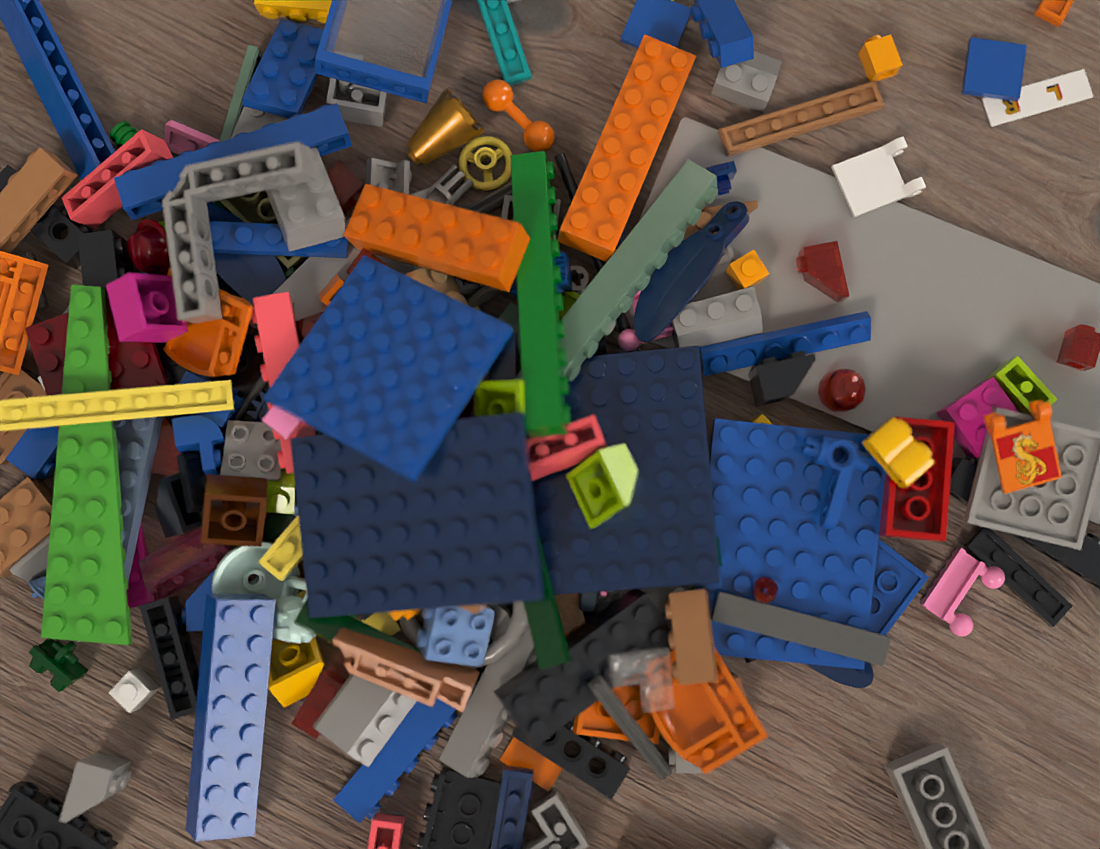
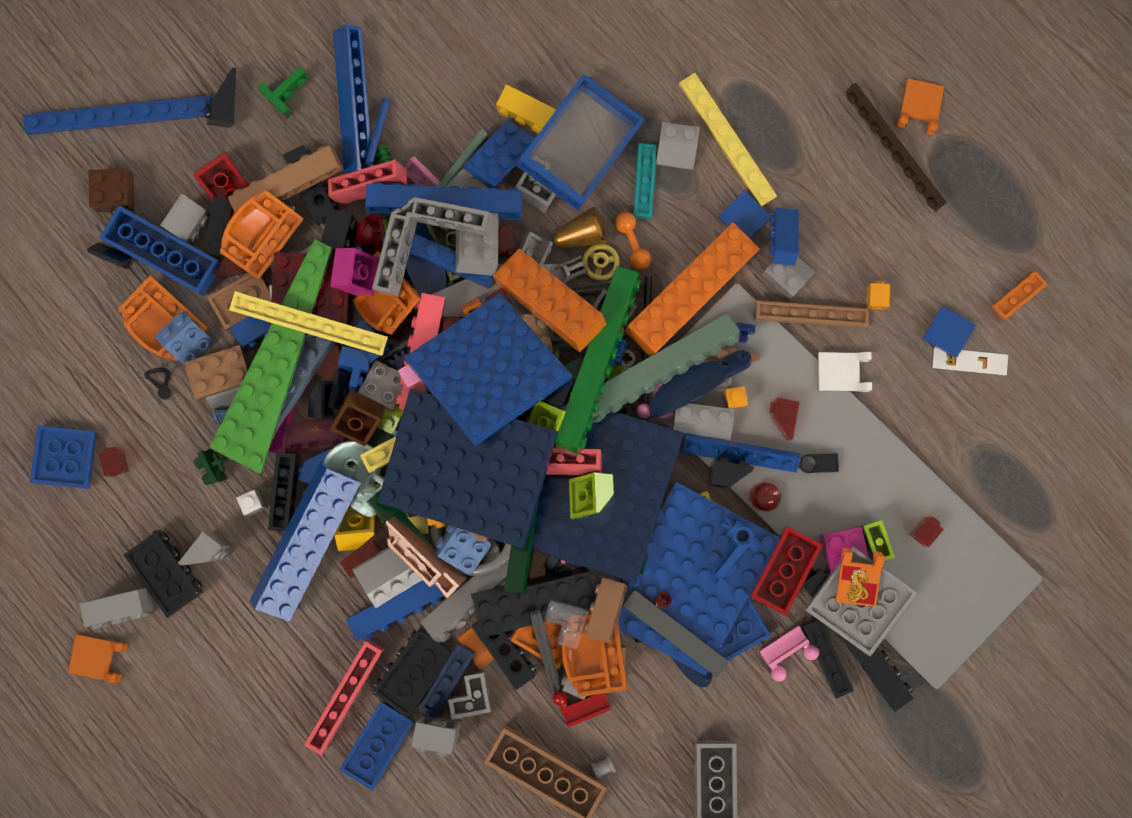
camera: 25 degrees right, 0 degrees up
(105, 106) = (377, 131): none -> blue bar
(712, 787) = (581, 709): none -> red gear
(898, 451) = (779, 549): yellow brick -> none
(902, 313) = (823, 463): none -> black piece

